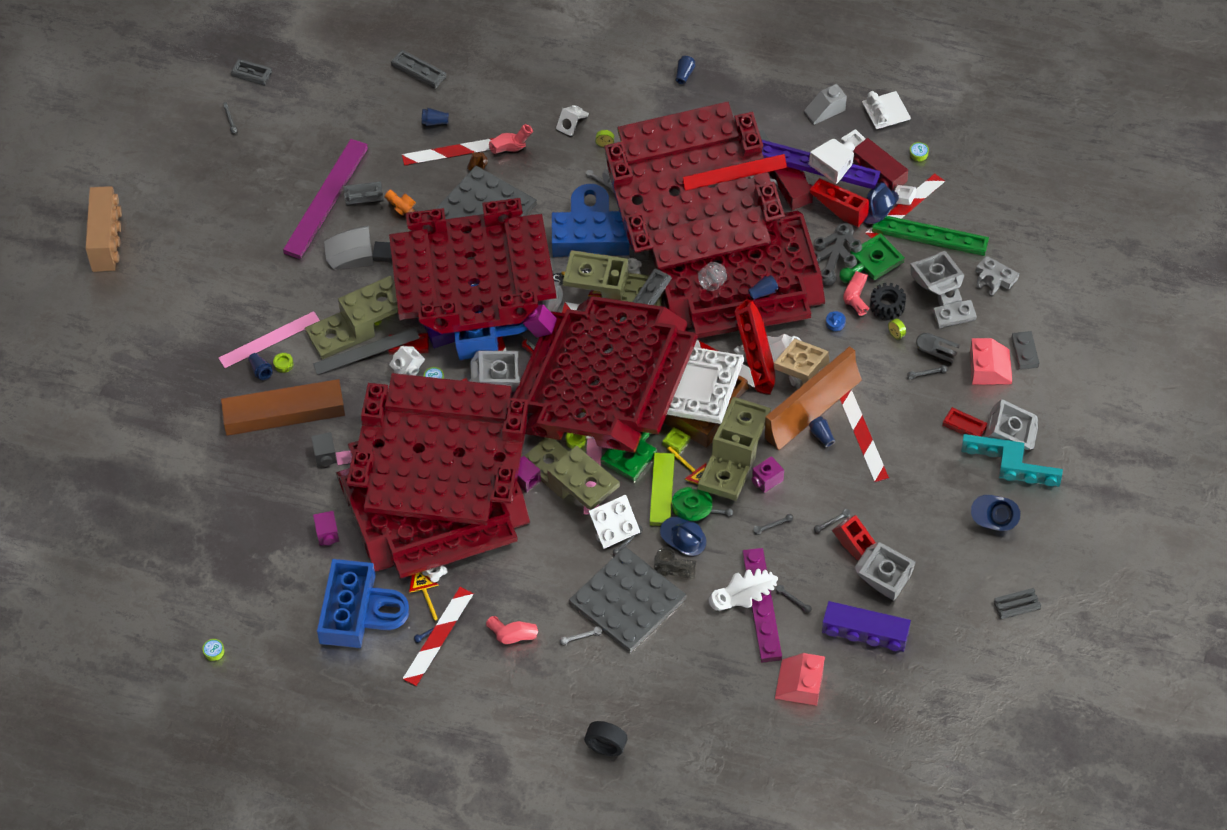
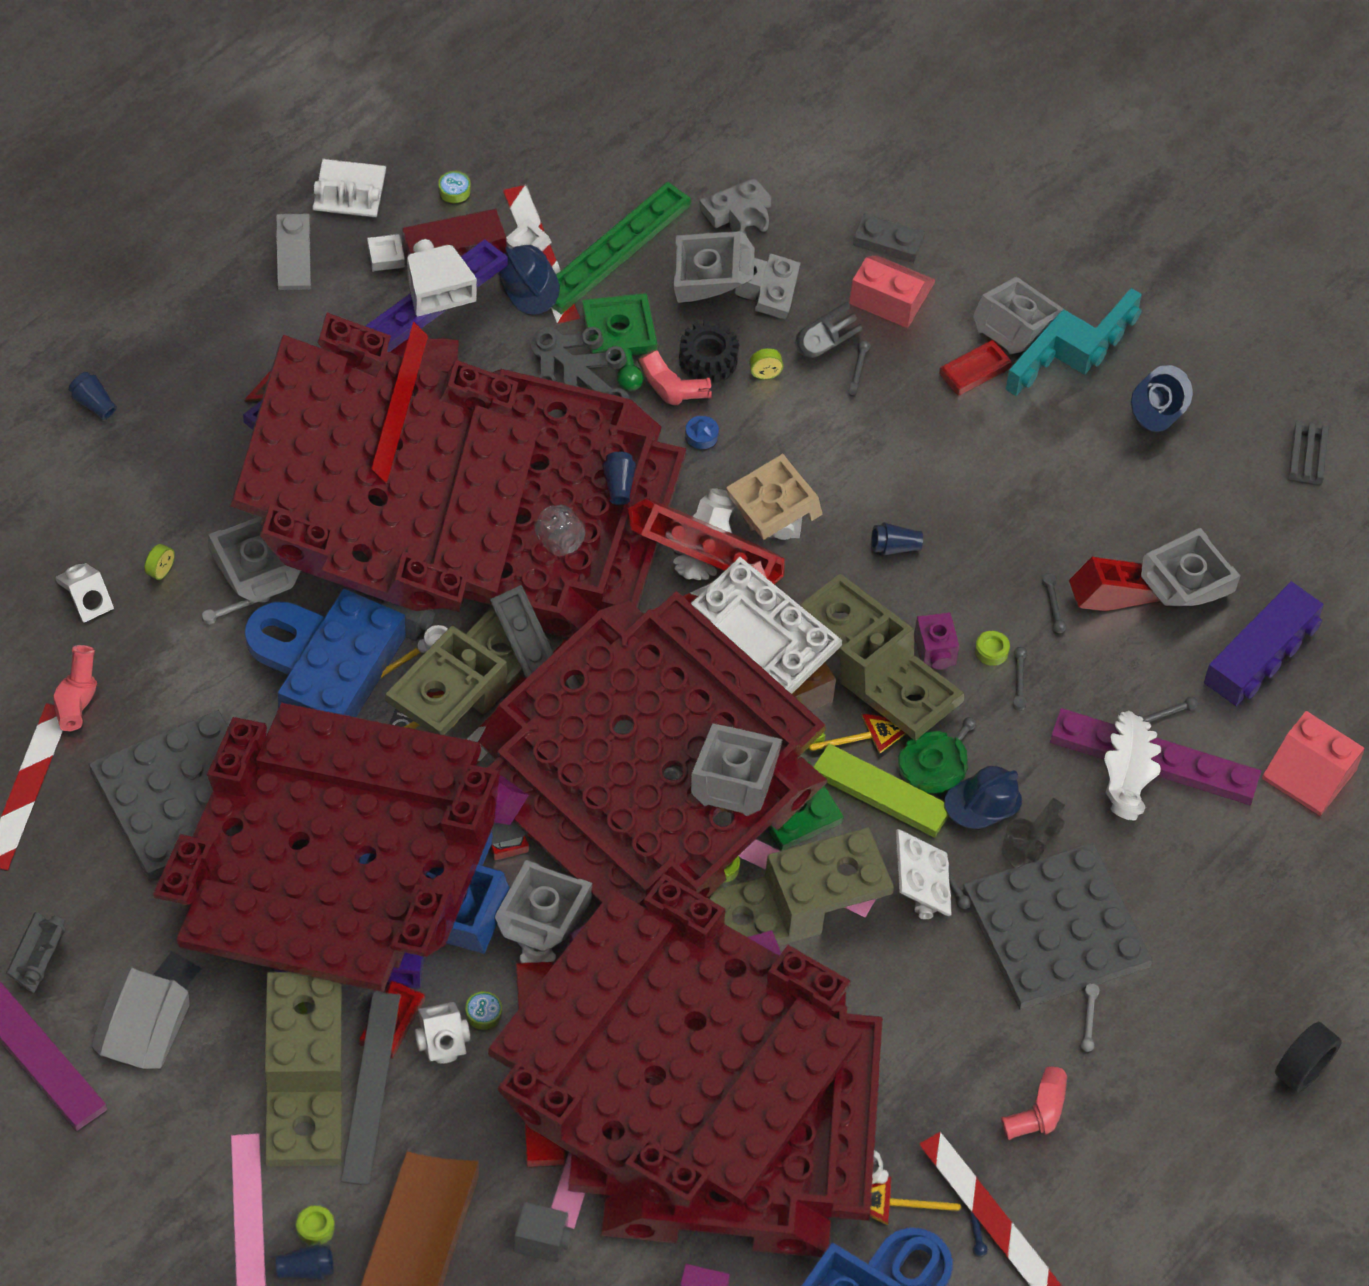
camera: 70 degrees left, 0 degrees up
(403, 204) = (102, 902): orange plate -> none
(477, 159) = (80, 754): reddish brown plate -> none
(603, 398) = (735, 769): none -> light grey slope
(783, 503) = (992, 648): none -> lime tile
(812, 399) = (836, 521): arch -> none
(841, 202) = (501, 316): red slope -> none
(863, 437) = (922, 497): sticker -> none

